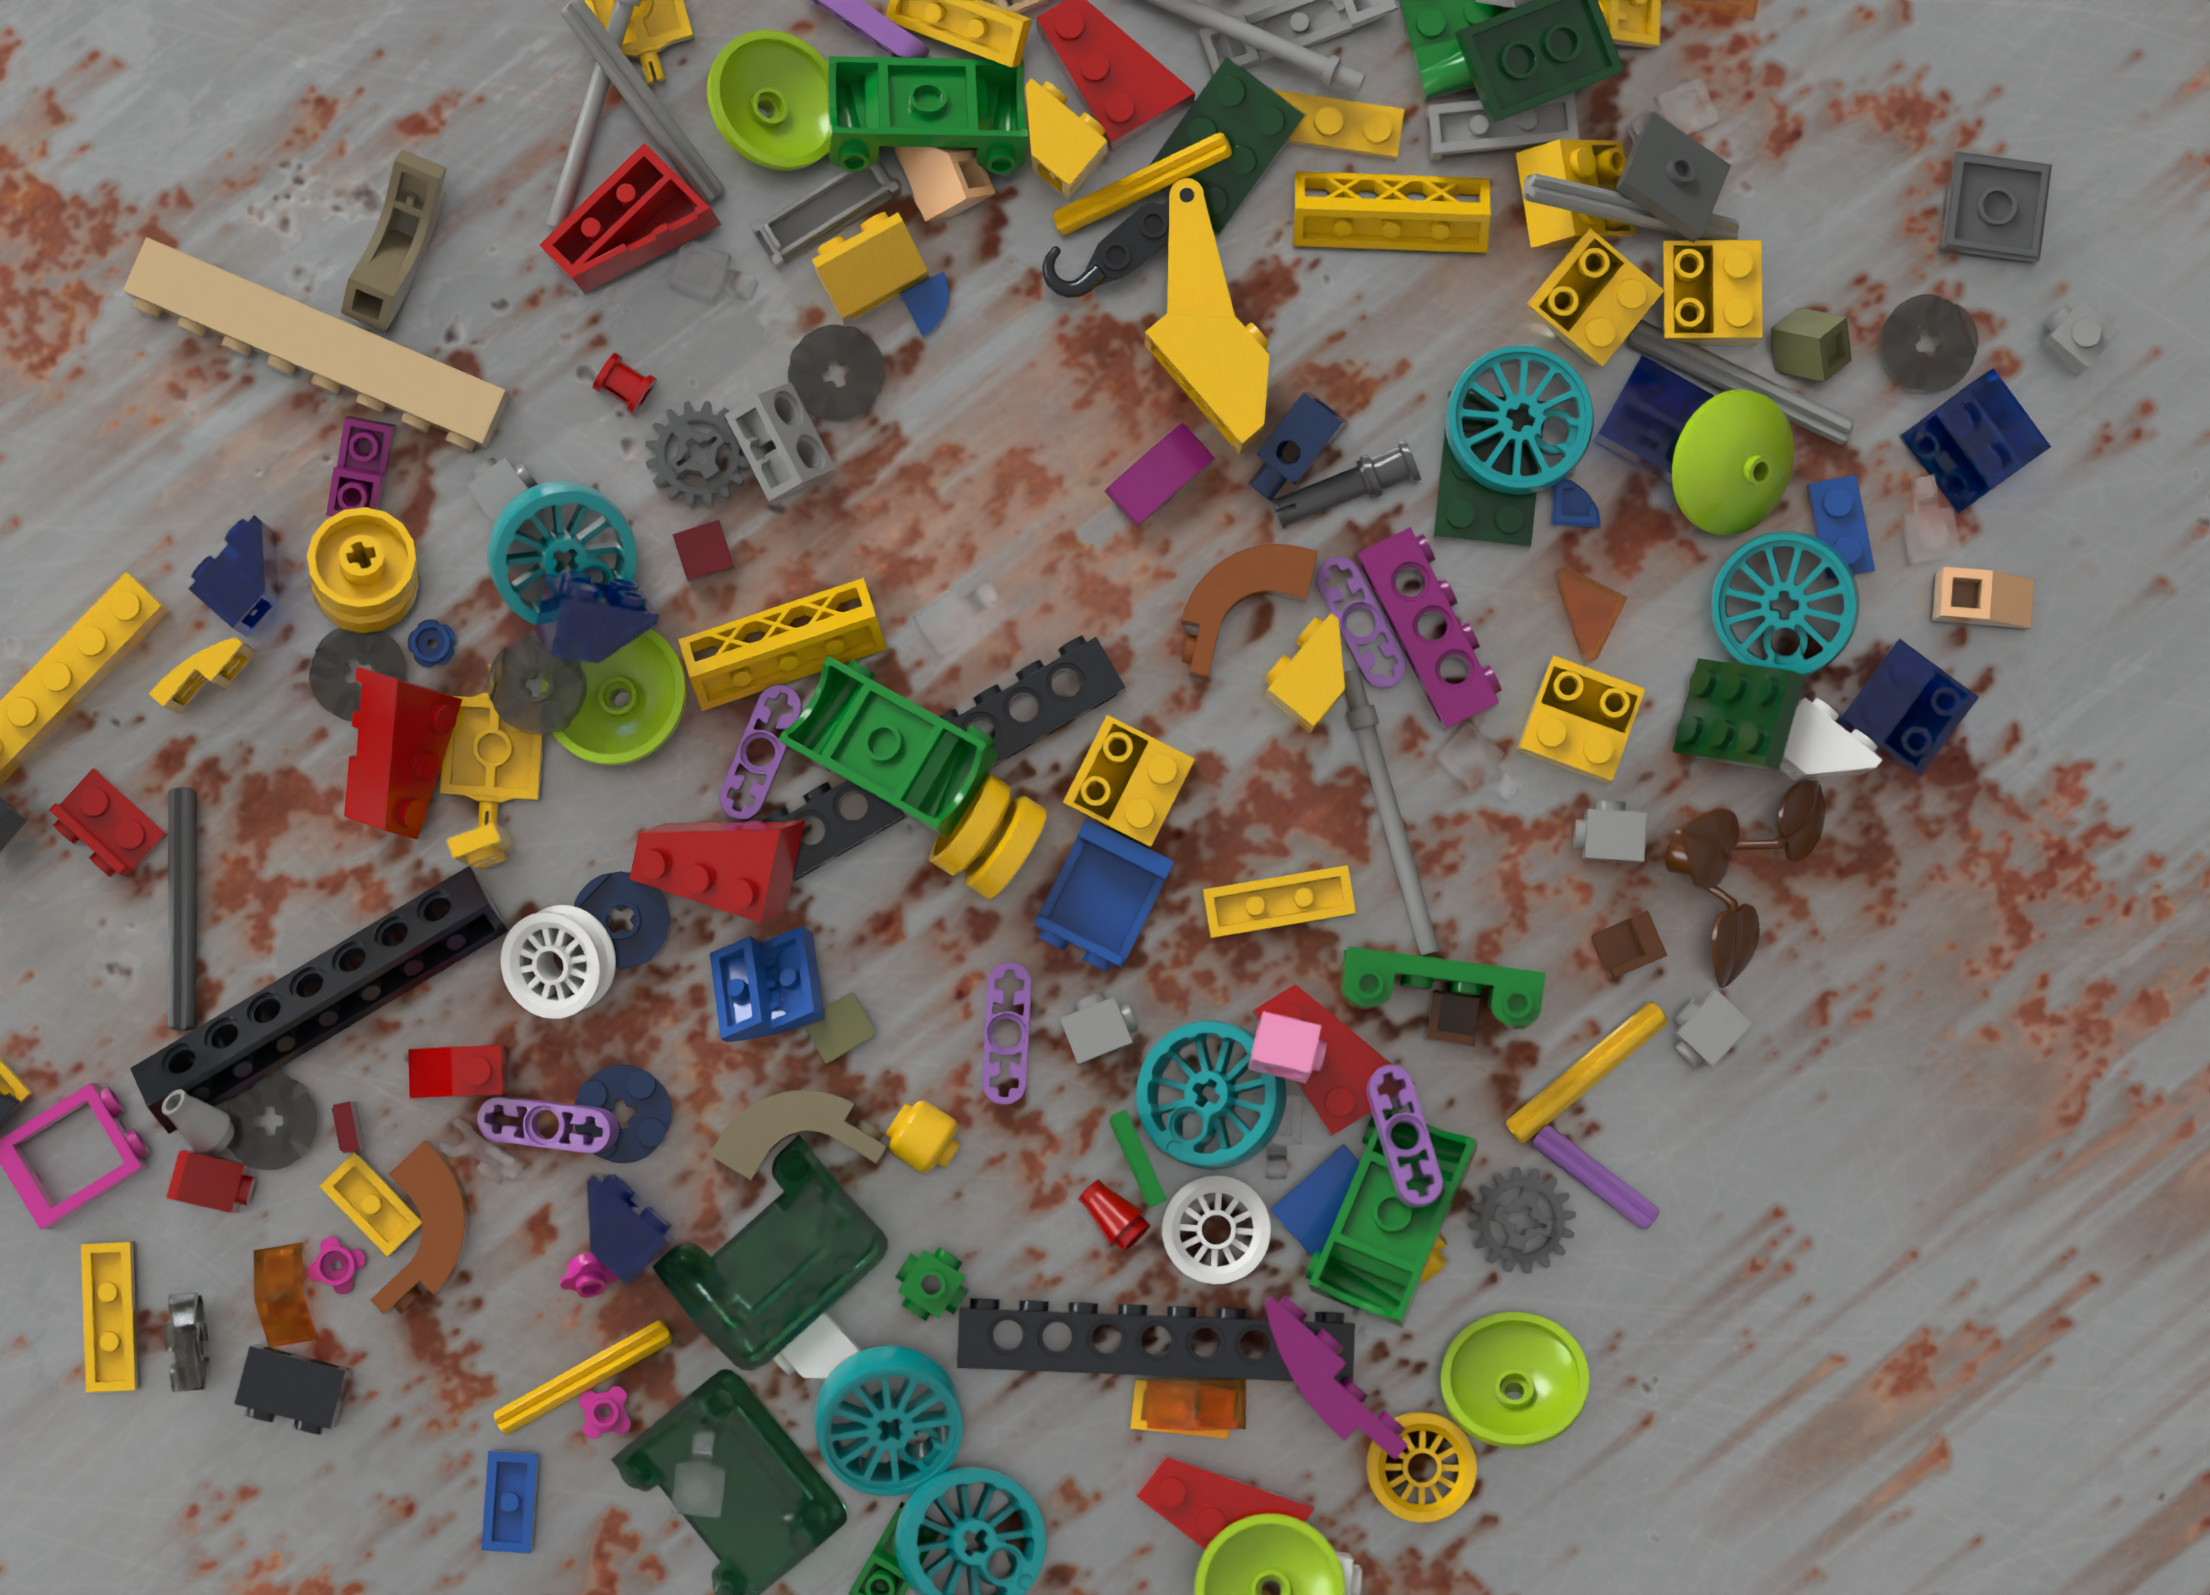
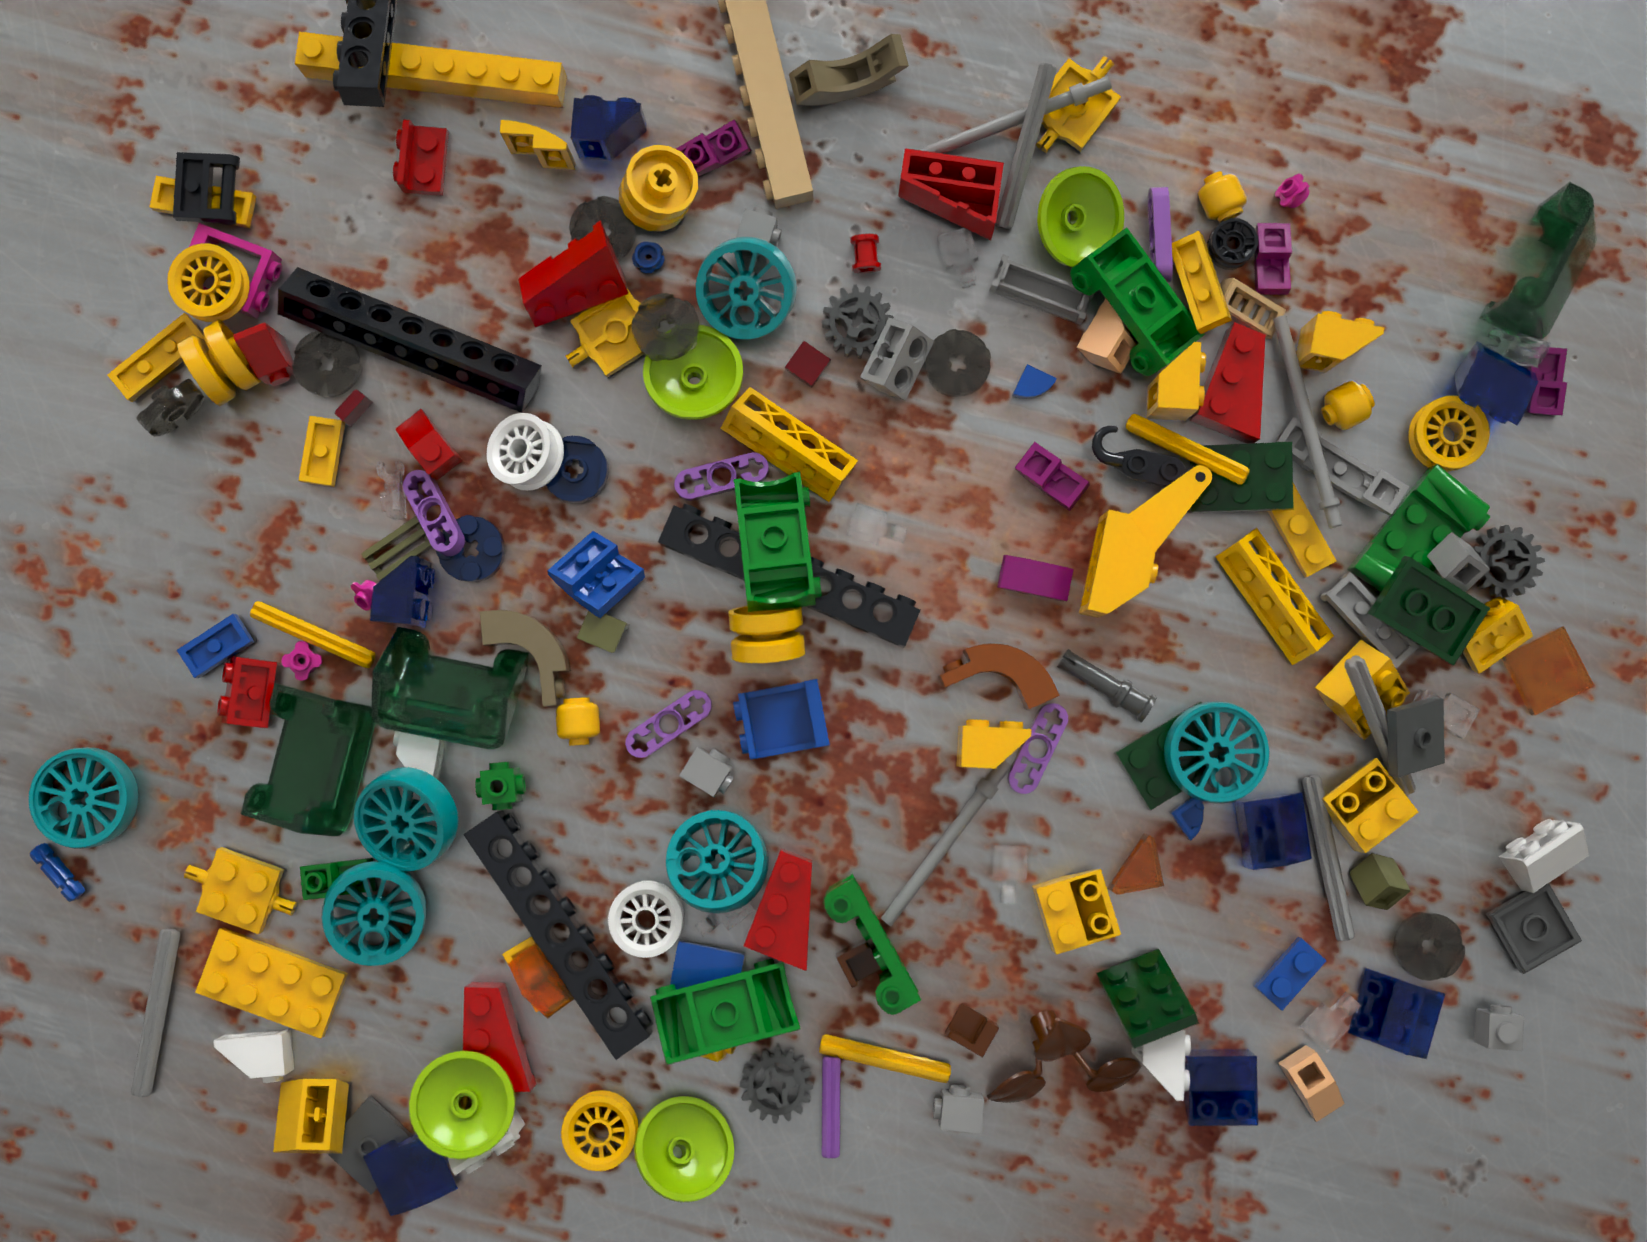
camera: 55 degrees right, 0 degrees up
(33, 1173) = (197, 255): none -> yellow wheel
(178, 1243) = (217, 363): none -> yellow wheel
(182, 908) = (406, 232): dark grey axle -> none
(202, 1125) = (292, 325): light grey cone -> none
(284, 1295) = (239, 440): clear orange slope -> none
(292, 1388) = (189, 482): black brick -> none
(333, 1251) = (267, 453): dark pink plate -> none
(445, 1227) = (343, 495): dark orange arch -> none
(482, 846) = (553, 362): yellow plate -> none
(555, 1240) = (391, 538): none -> olive tile
(591, 618) = (721, 326): clear blue slope -> none
(593, 1504) = (247, 692): none -> red bracket
(700, 1484) = (300, 740): clear plate -> none
(722, 865) = (641, 500): red wedge -> none
(869, 266) = (1029, 334): yellow slope -> none
(1054, 364) = (1052, 476): none -> magenta slope
(1115, 1217) = (612, 857): red cone -> none
(1128, 782) = (855, 687): yellow slope -> none
(1137, 1158) = (650, 848): green tile -> none
(1279, 901) = (851, 818): yellow plate -> none
(1287, 1048) = (771, 886): bright pink brick -> none
(1312, 428) = (1123, 644): dark blue torso -> none
(1314, 1364) = (606, 1034): magenta slope -> none
(1425, 1168) = (749, 1004): medium lavender beam -> none
(1449, 702) = (1076, 737): magenta brick -> none
(1594, 298) = (1314, 743): yellow slope -> none
(1611, 833) = (1026, 974): light grey brick -> none
(1733, 462) = (1283, 888): lime dish -> none
(1773, 617) = (1224, 988): teal piece -> none
(1922, 130) = (1545, 854): none -> white slope

